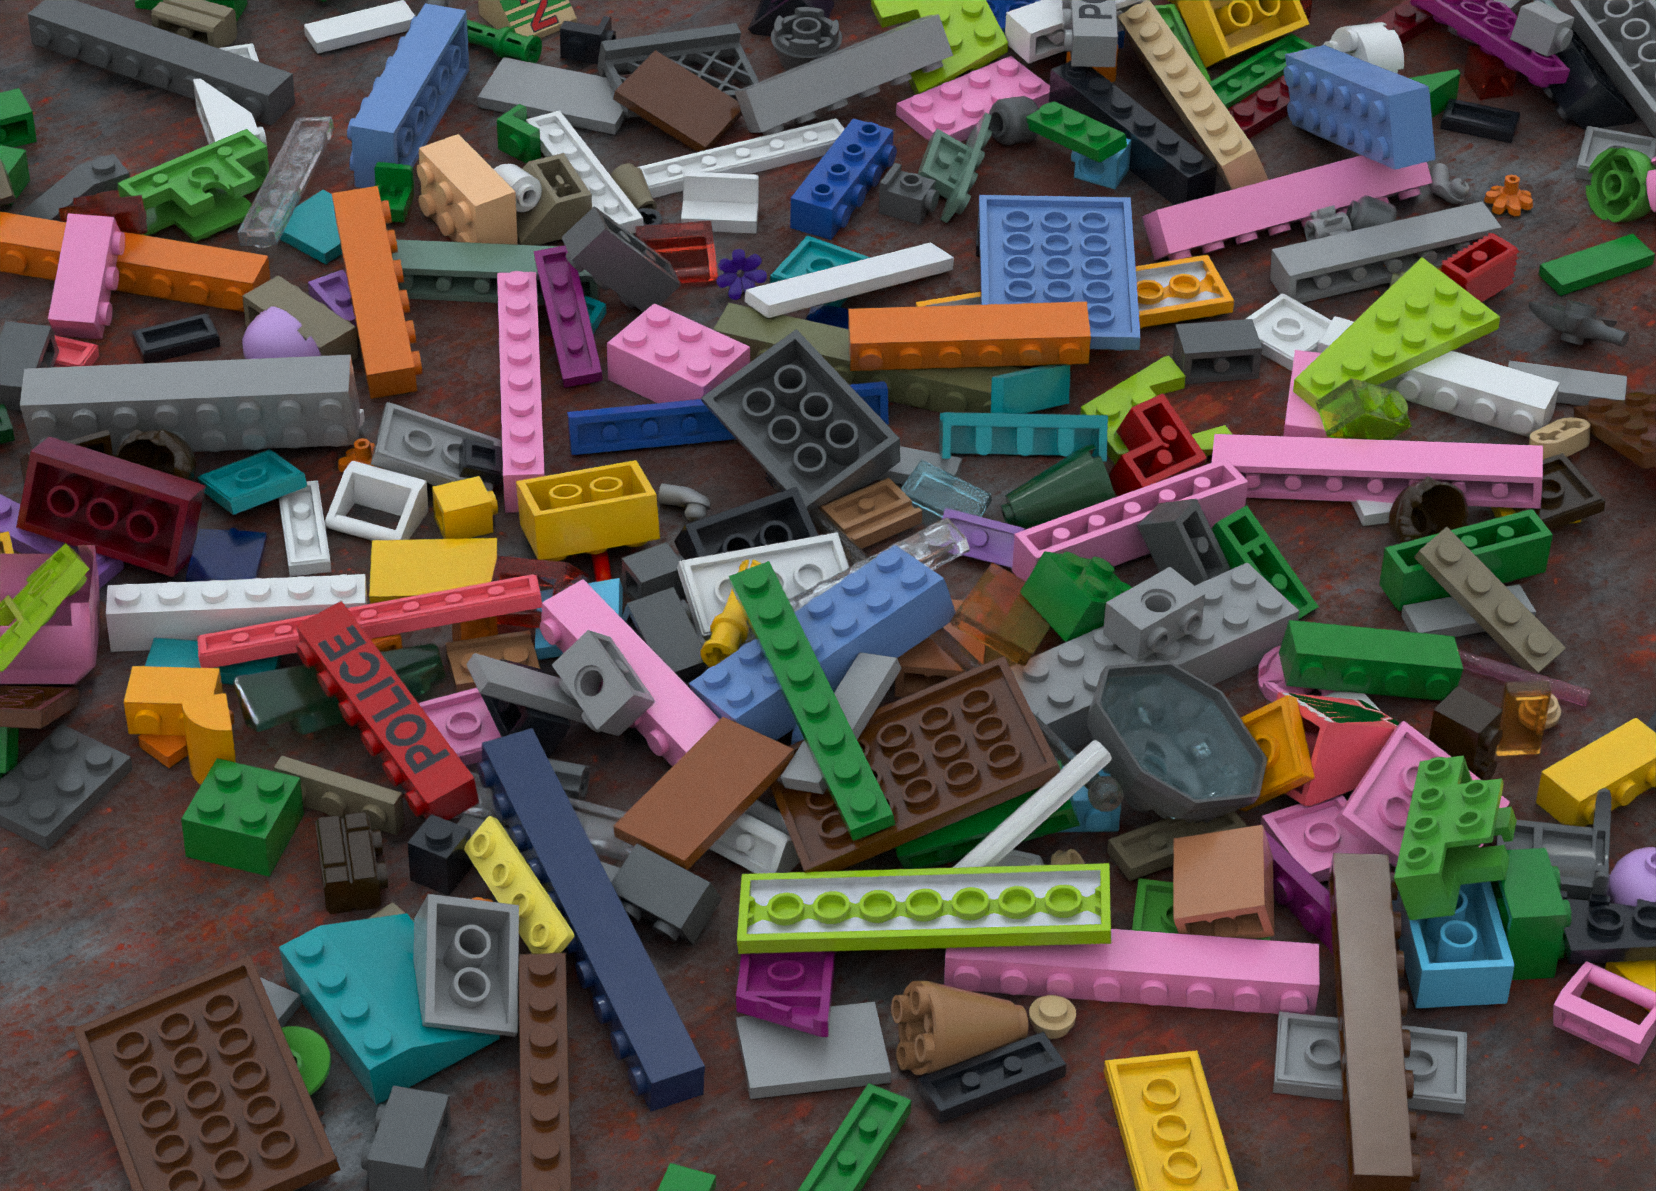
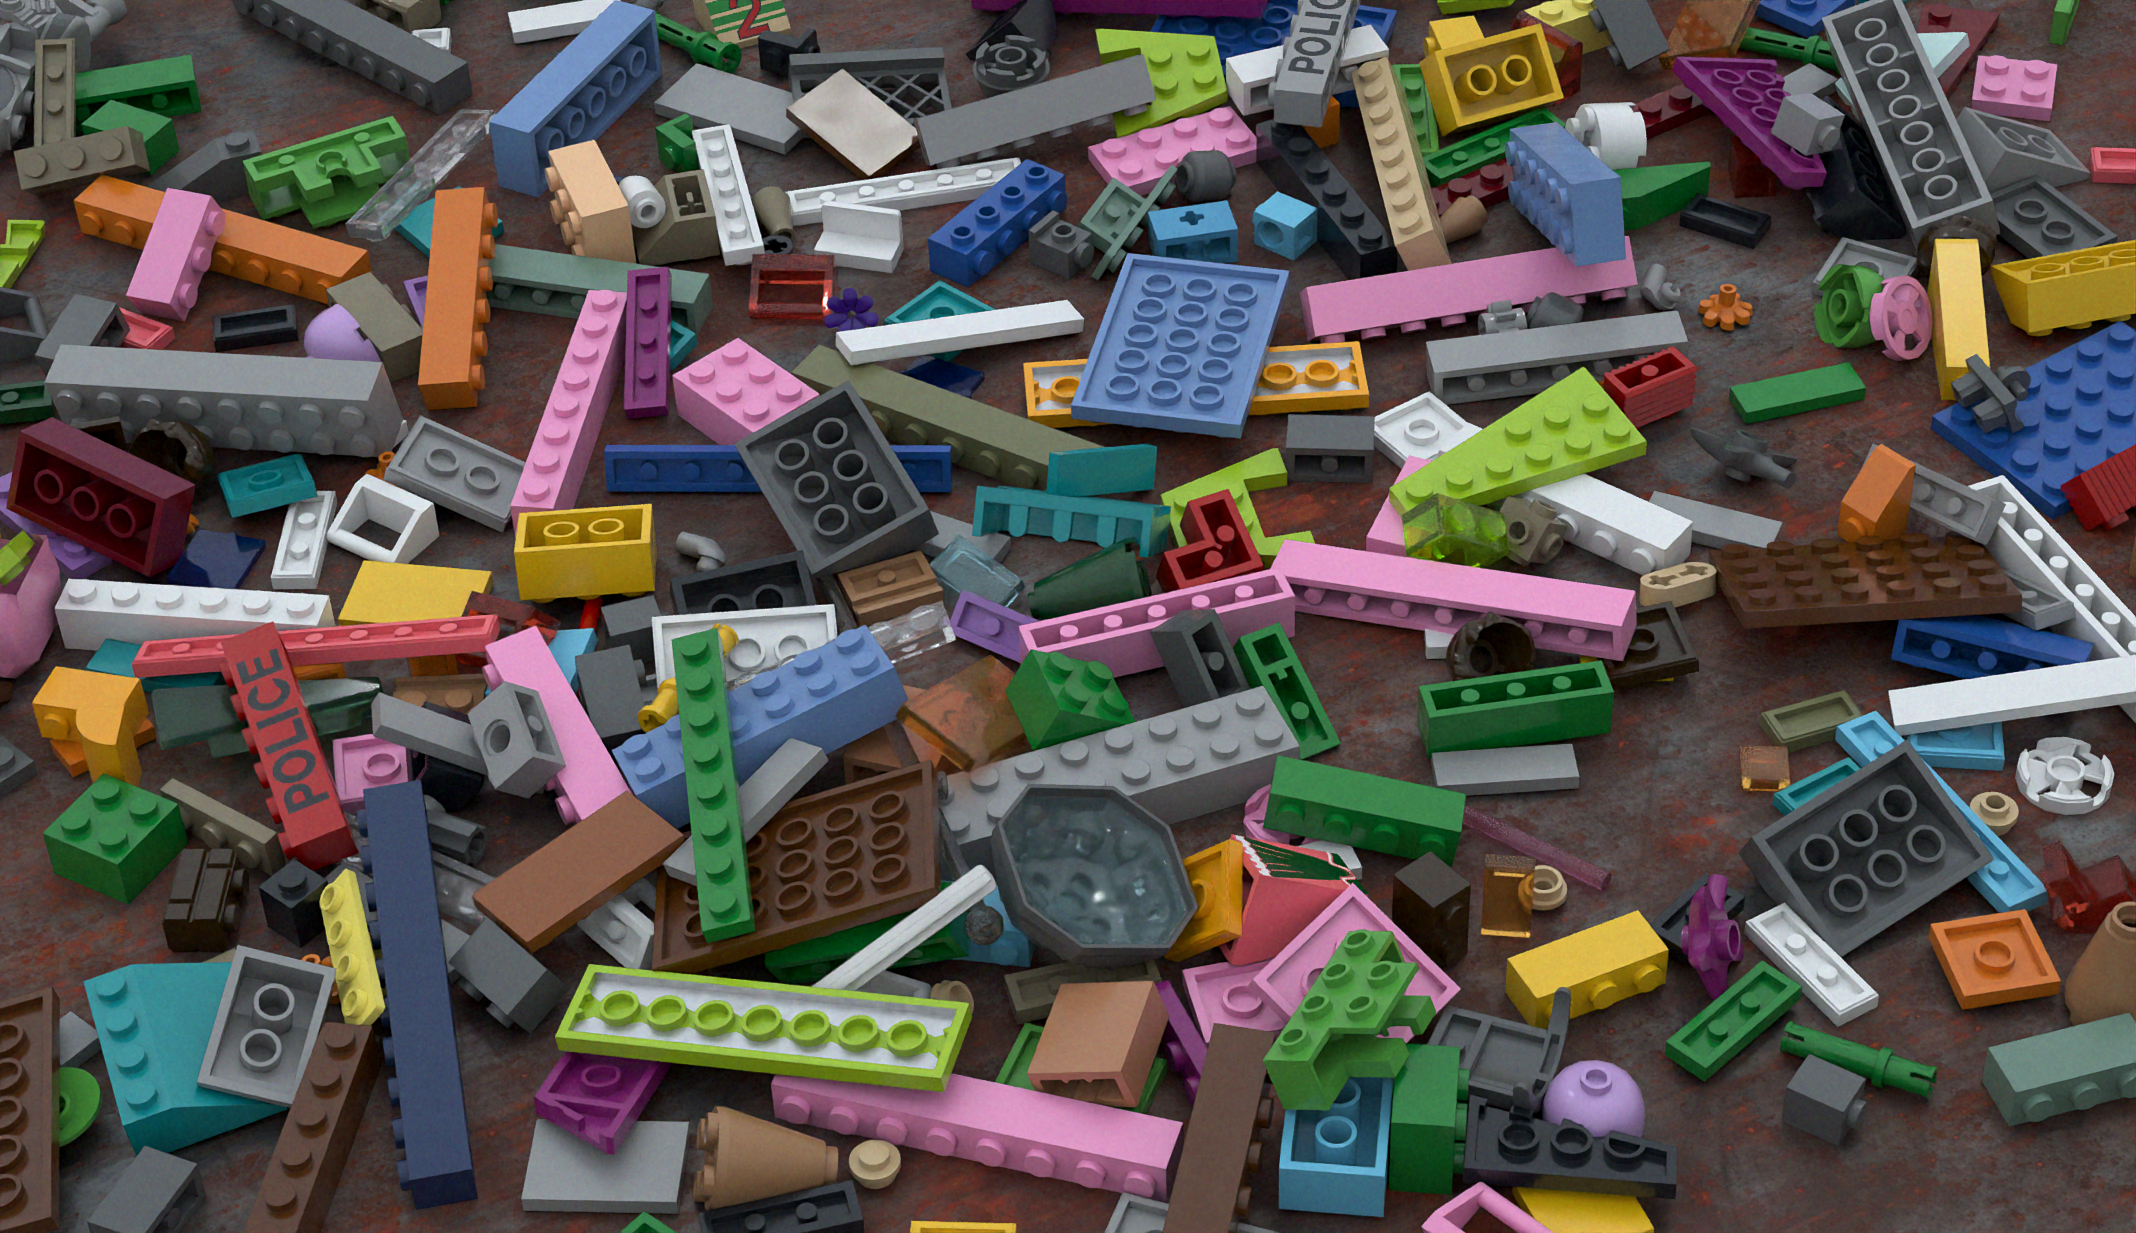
camera: 15 degrees right, 0 degrees up
(127, 211) = (231, 192): clear red bracket -> none
(222, 115) = (386, 99): white slope -> none
(396, 186) = (525, 197): green bracket -> none
(464, 508) = (468, 536): yellow brick -> none
(480, 460) = (497, 487): black tile -> none
(619, 261) = (715, 289): dark grey brick -> none
(968, 336) = (1048, 405): orange brick -> none
(1024, 171) = (1194, 233): none -> dark azure brick
(1076, 131) = (1258, 193): green plate -> none
(1154, 614) = (1126, 731): light grey brick -> none
(1261, 134) = (1463, 218): none -> medium nougat cone
(1435, 404) = (1532, 530): none -> dark tan brick
(1489, 602) = (1519, 761): dark tan plate -> none

